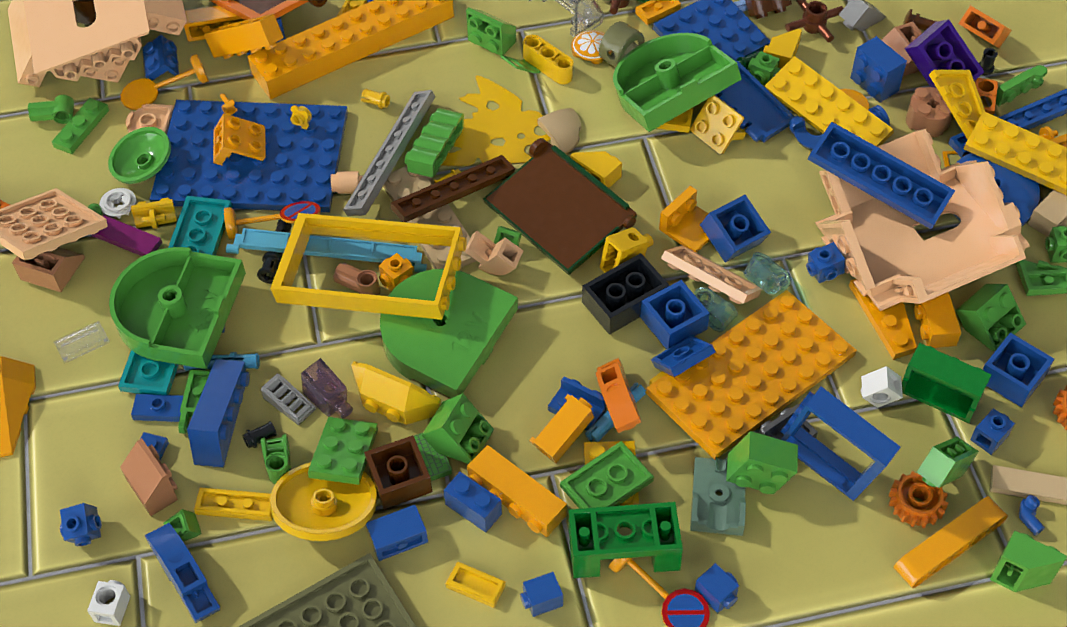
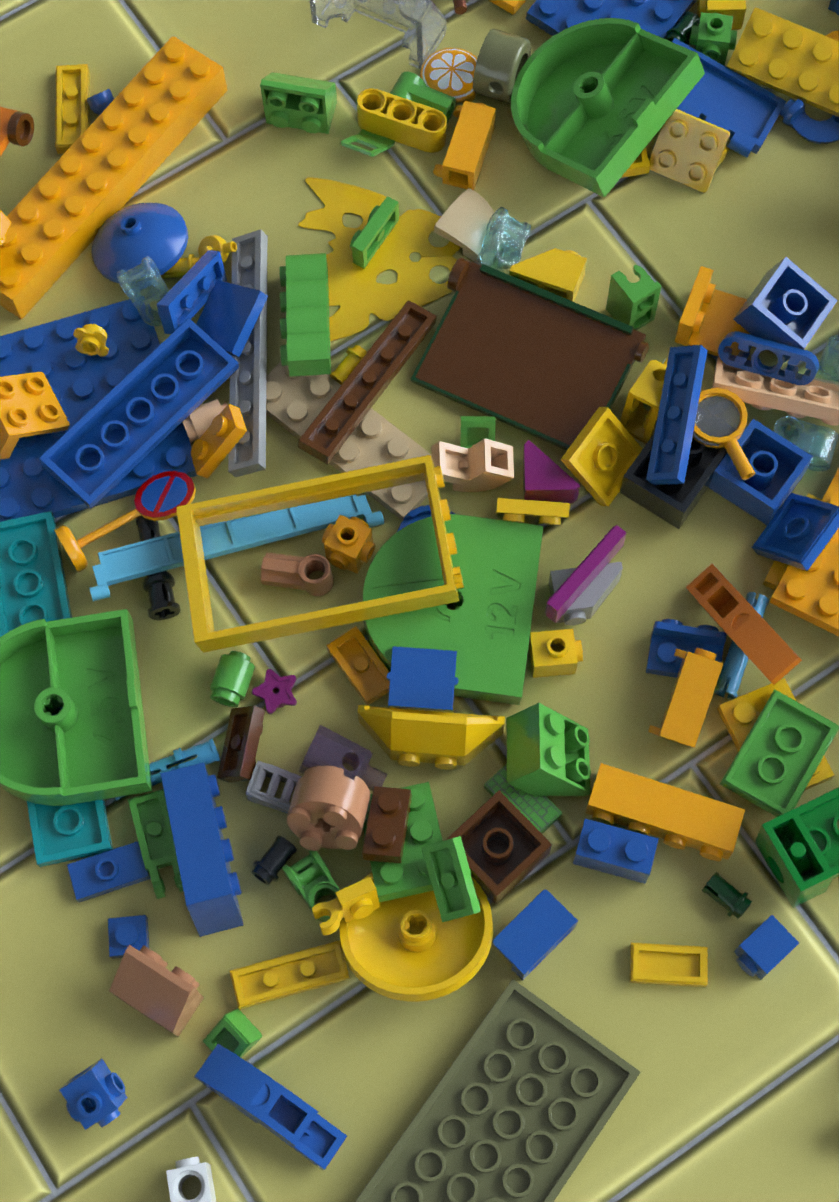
camera: 20 degrees left, 15 degrees up
(279, 357) = (241, 744): none -> reddish brown plate
(287, 325) = (232, 679): none -> bright green brick
(289, 468) = (350, 903): none -> yellow plate
(303, 409) = (328, 809): none -> nougat brick
(306, 161) = (138, 413): none -> blue arch
(311, 348) = (279, 700): none -> magenta plate
(335, 433) = (387, 824): none -> reddish brown plate
(347, 100) = (143, 286): none -> clear light blue piece
(350, 187) = (218, 440): none -> light orange plate
(356, 473) = (451, 879): none -> bright green plate
(358, 77) = (137, 233): none -> blue dish
(370, 344) = (360, 665): none -> light orange plate
(372, 109) = (191, 291): none -> blue plate
(387, 130) = (231, 315): none -> blue tile
(399, 357) = (422, 679): none -> blue piece
(400, 95) = (216, 243): none -> yellow piece
(492, 376) = (554, 653): none -> yellow brick
(500, 113) = (379, 225): none -> bright green plate
(527, 292) = (548, 512): none -> yellow plate
(529, 331) = (585, 573): none -> magenta tile
(529, 347) = (591, 597): none -> light grey slope
(535, 278) = (545, 479): none -> magenta slope
(536, 560) = (727, 895): none -> dark green pin
(564, 44) = (414, 88): none -> bright green piece
(575, 270) = (602, 455): none -> yellow plate
(577, 139) = (503, 241): none -> clear light blue piece
(581, 84) = (467, 145): none -> light orange brick
(629, 258) = (677, 415): none -> blue plate
(640, 193) = (633, 302): none -> bright green hinge
(657, 272) = (720, 424): none -> piece
(720, 252) = (789, 375): none -> blue beam

